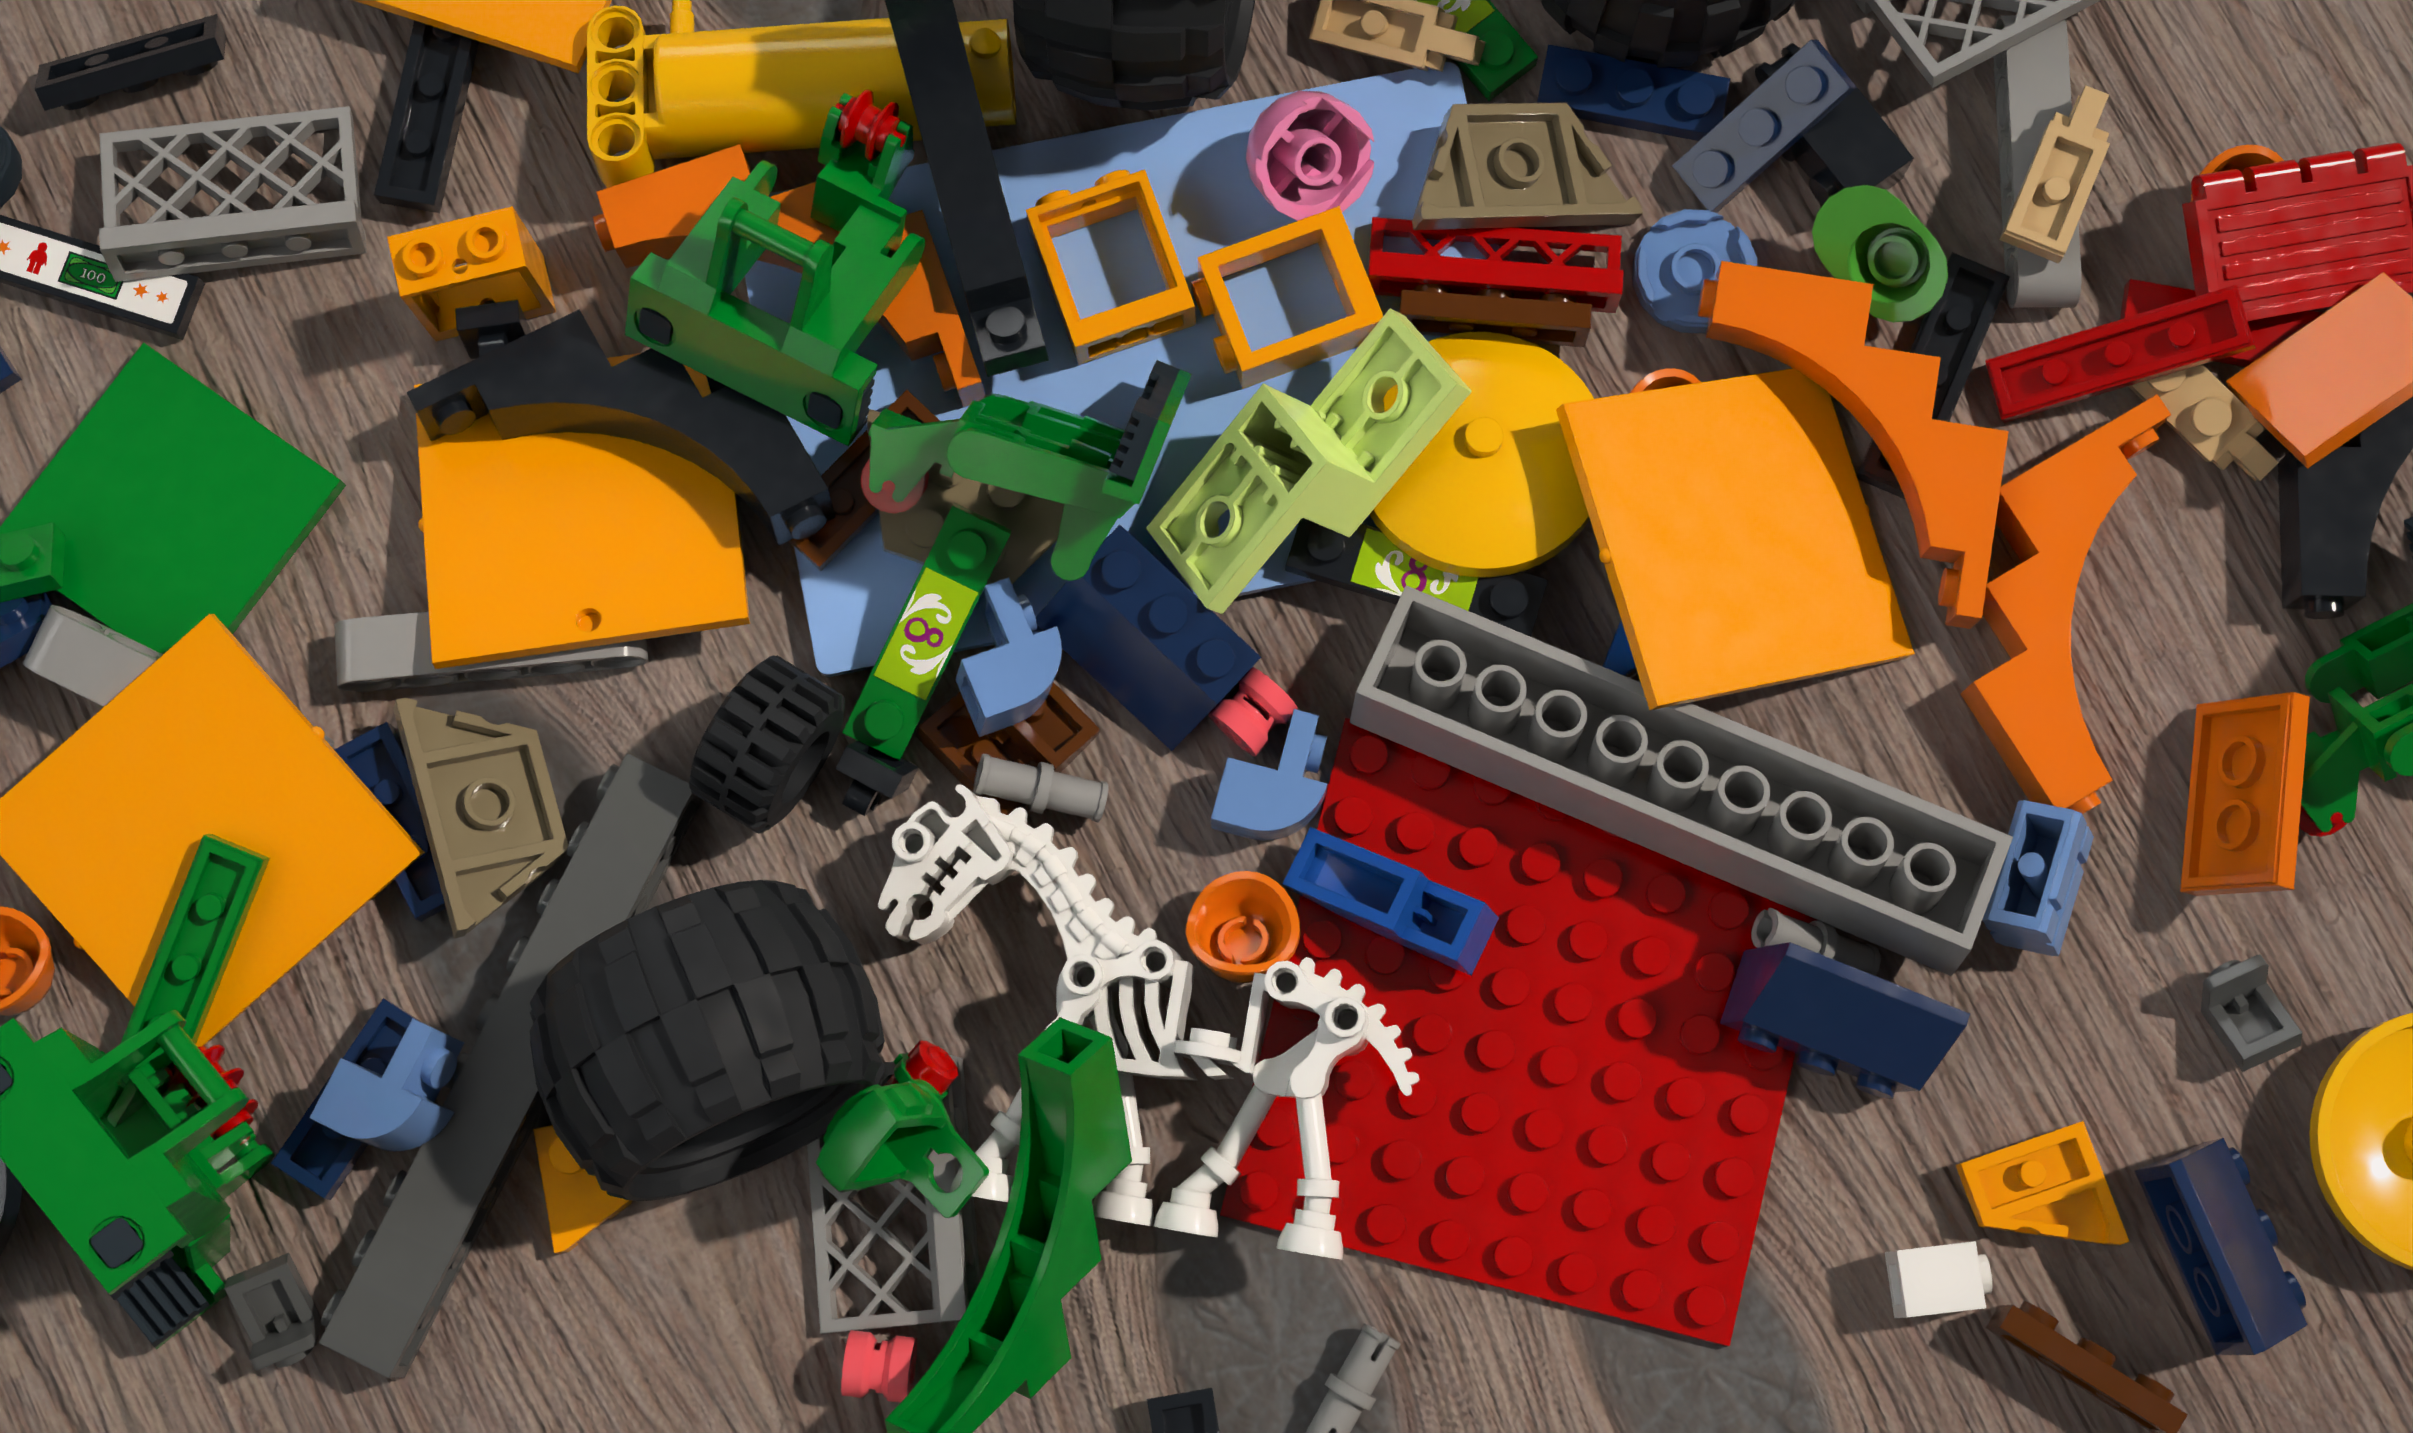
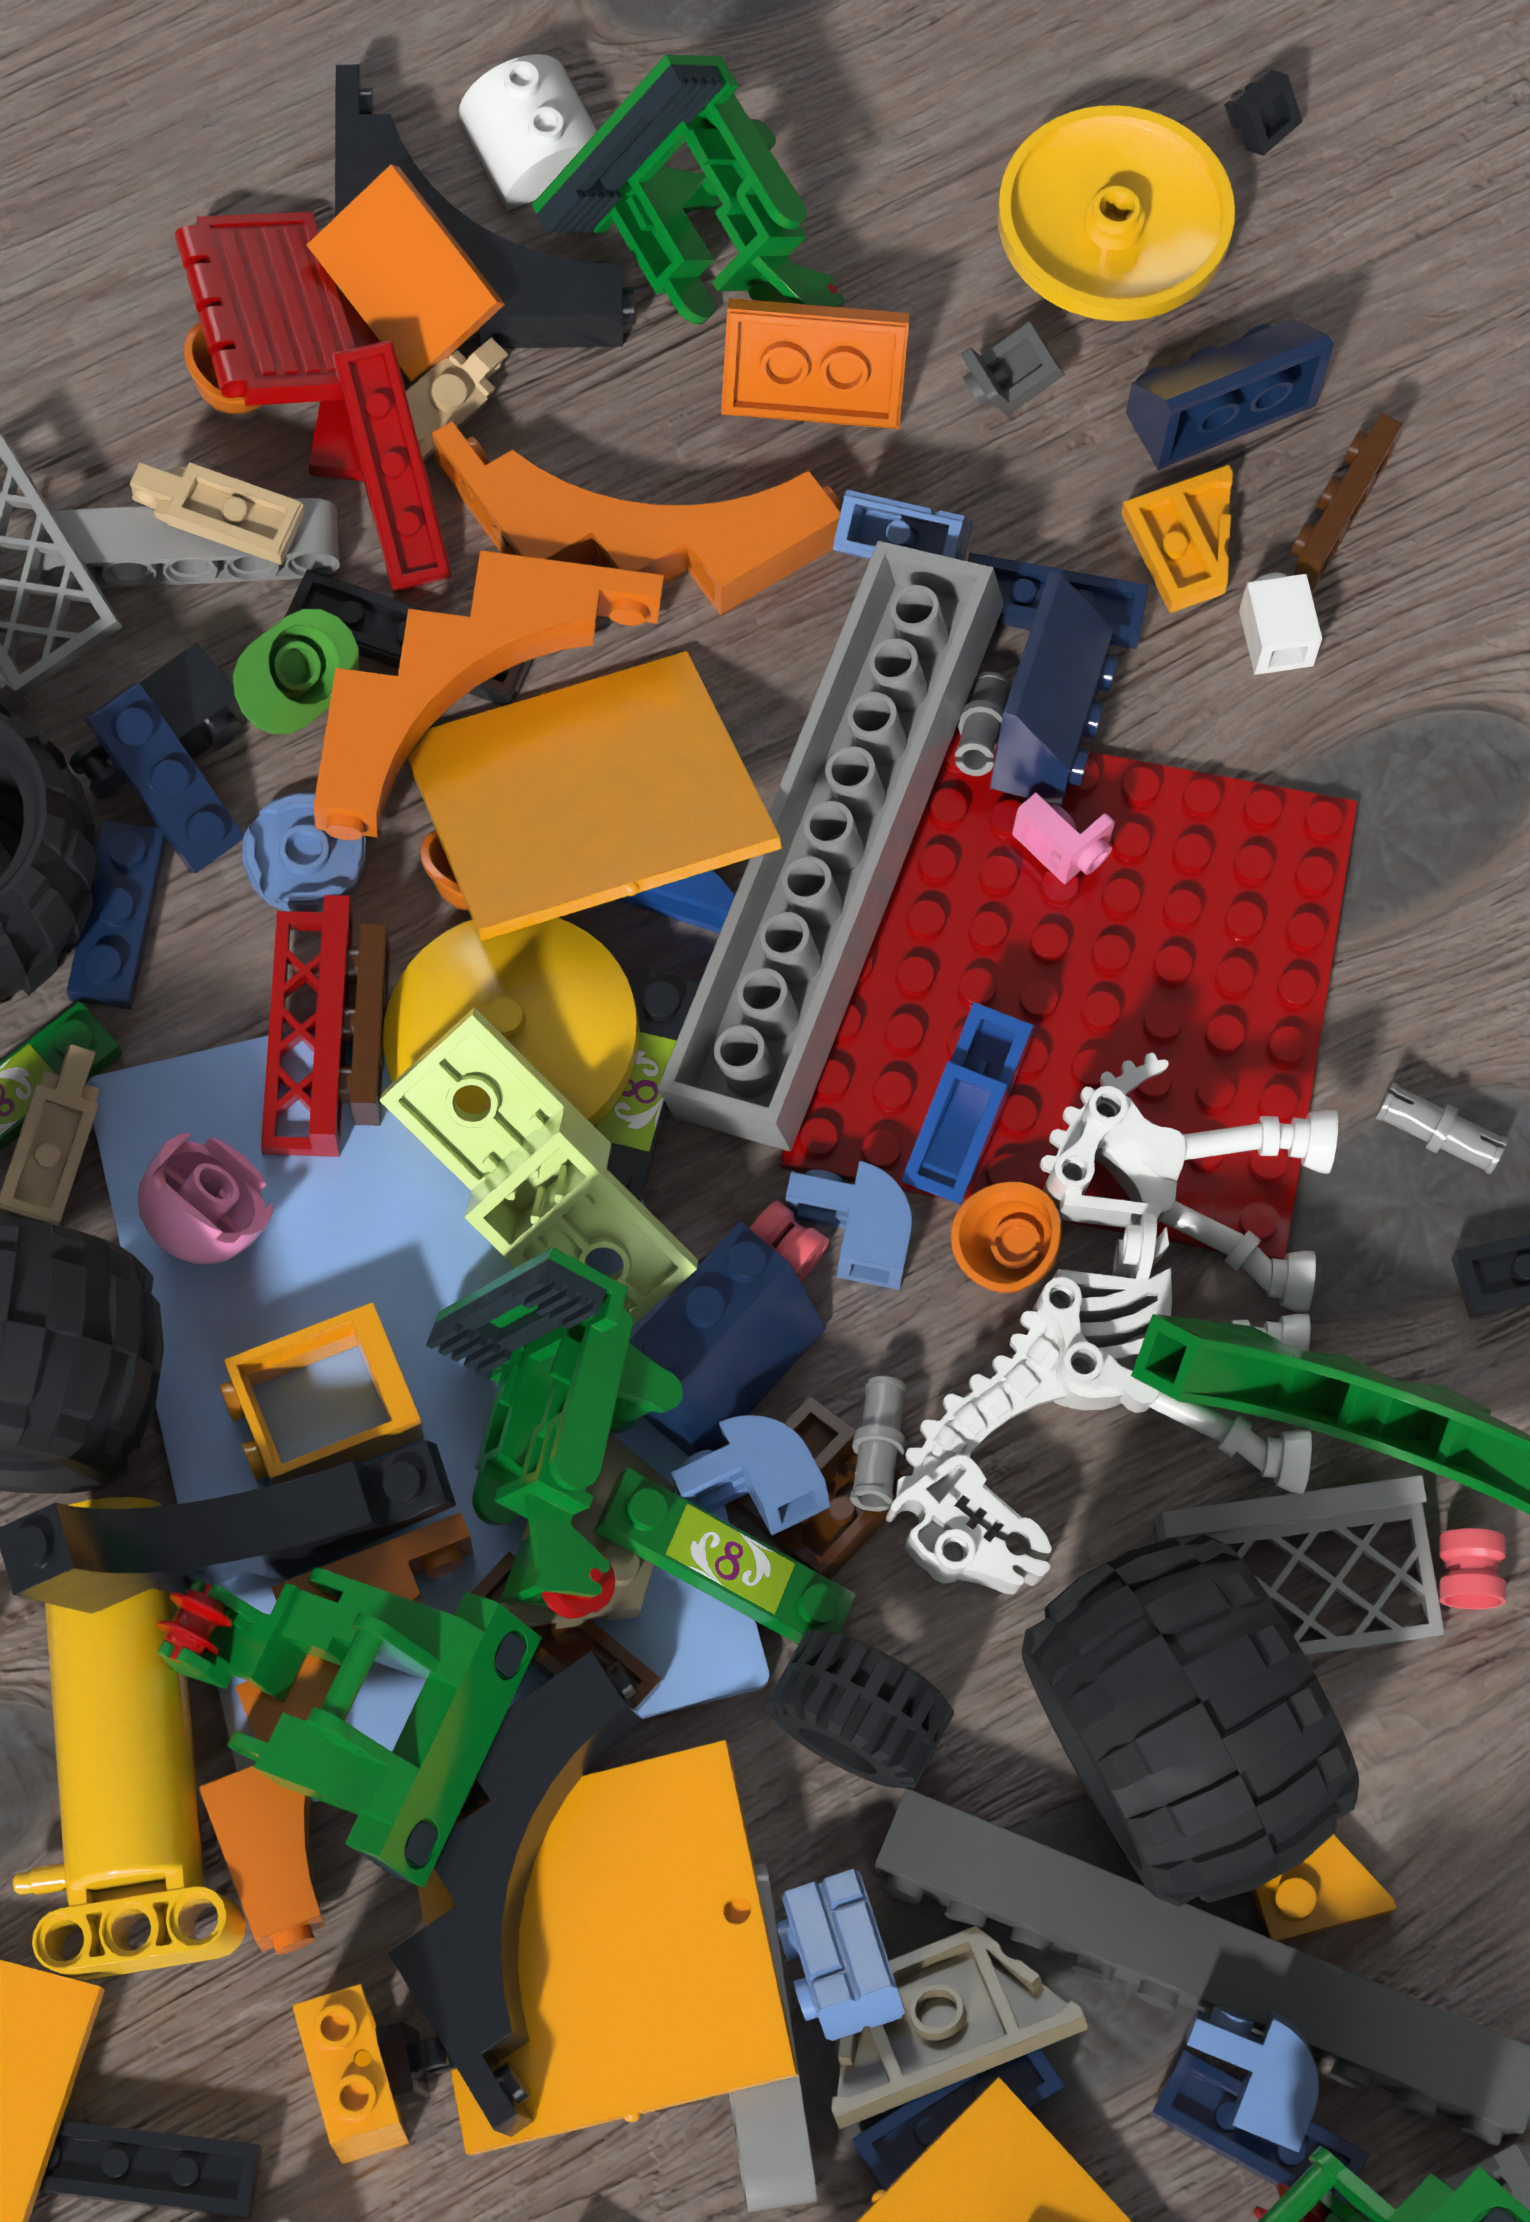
camera: 100 degrees left, 10 degrees down
(546, 716) = (841, 1956): none -> medium blue brick
(873, 776) = (874, 1613): black tile -> none
(895, 1127) = (1256, 1532): green piece -> none
(1347, 273) = (332, 1164): light orange window -> none
(1518, 170) = (209, 1012): dark tan wing -> none
(1684, 1007) = (1055, 841): none -> bright pink bracket
(1961, 1086) = (1022, 585): none -> dark blue plate

